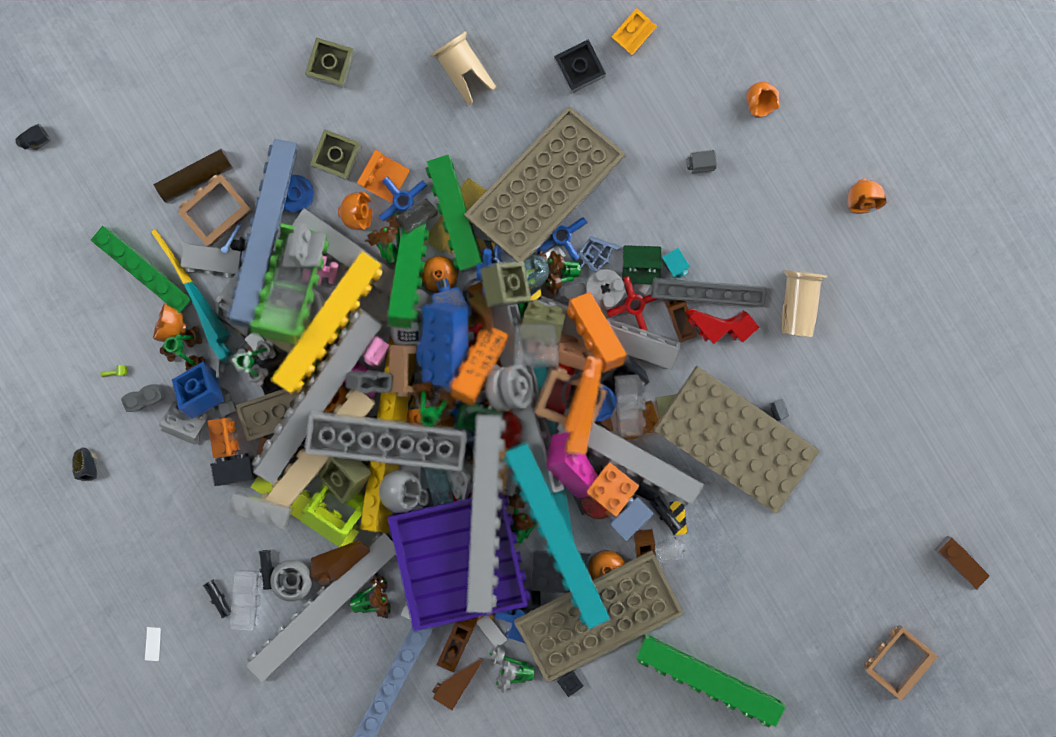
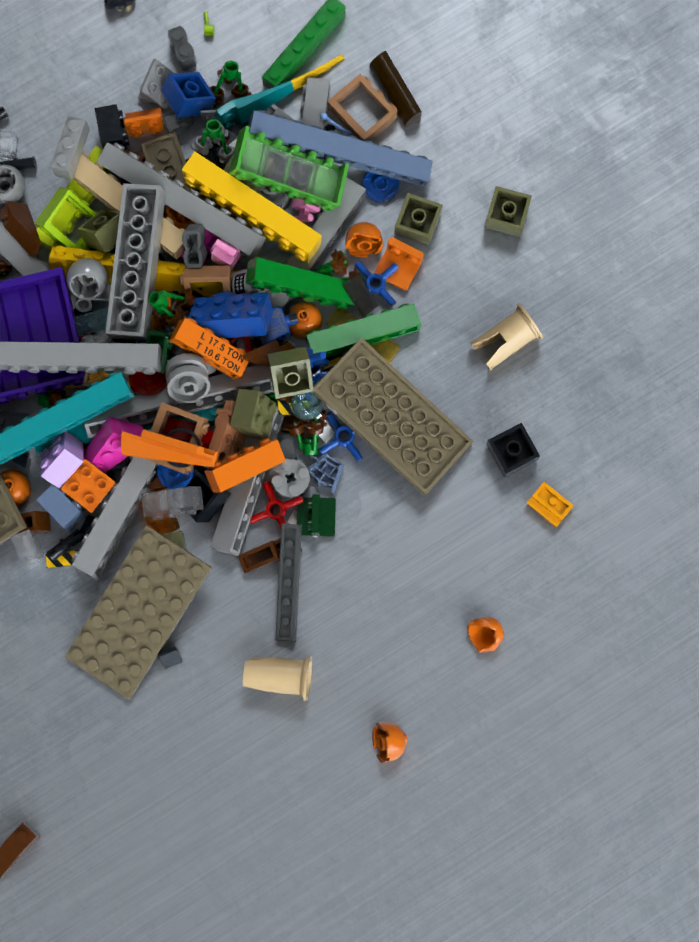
camera: 90 degrees right, 10 degrees down
(169, 324) = (252, 69): orange cylinder -> none
(303, 247) = (324, 182): light grey bracket -> none
(536, 346) = (228, 403): clear slope -> none
(585, 515) = (61, 459): none -> lavender brick
(676, 263) = (317, 550): teal brick -> none
(701, 161) = (420, 572): dark grey brick -> none
(713, 328) = (253, 587): red arch -> none

